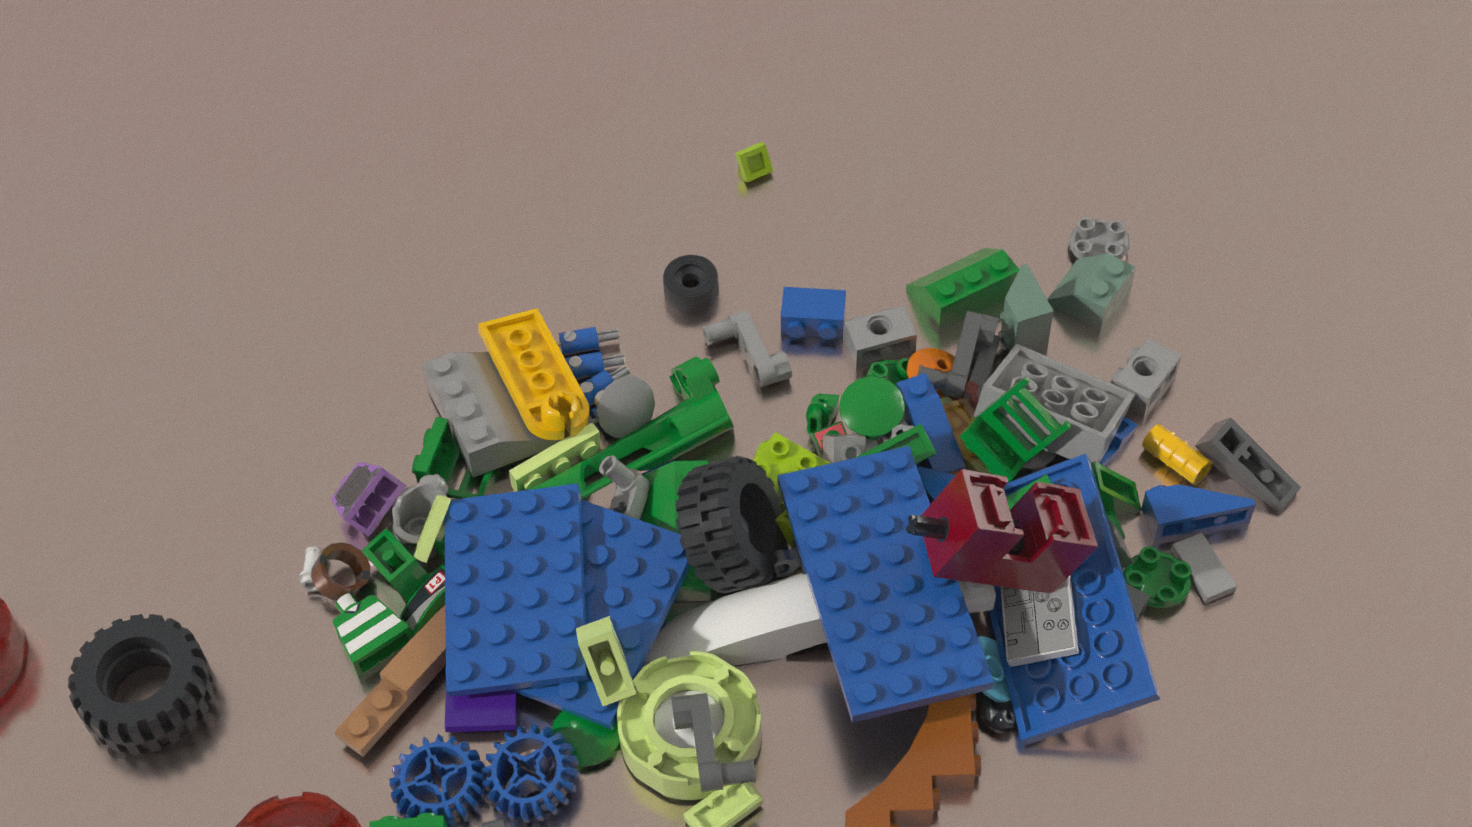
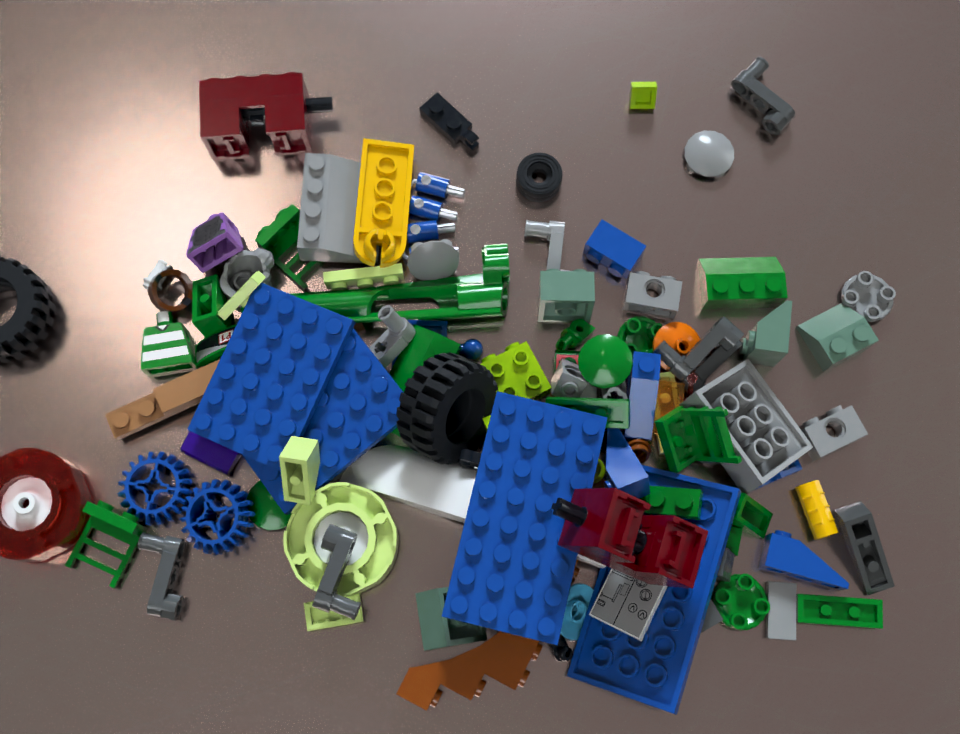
camera: 25 degrees right, 20 degrees up
(361, 327) = (273, 99): none -> dark red piece
(561, 275) = (449, 121): none -> black plate
(790, 373) = (566, 295): none -> sand green slope
(856, 187) = (709, 154): none -> light grey dish
(858, 750) = (442, 631): none -> sand green slope
(898, 117) = (776, 110): none -> dark grey beam
(1262, 536) = (839, 611): none -> green plate

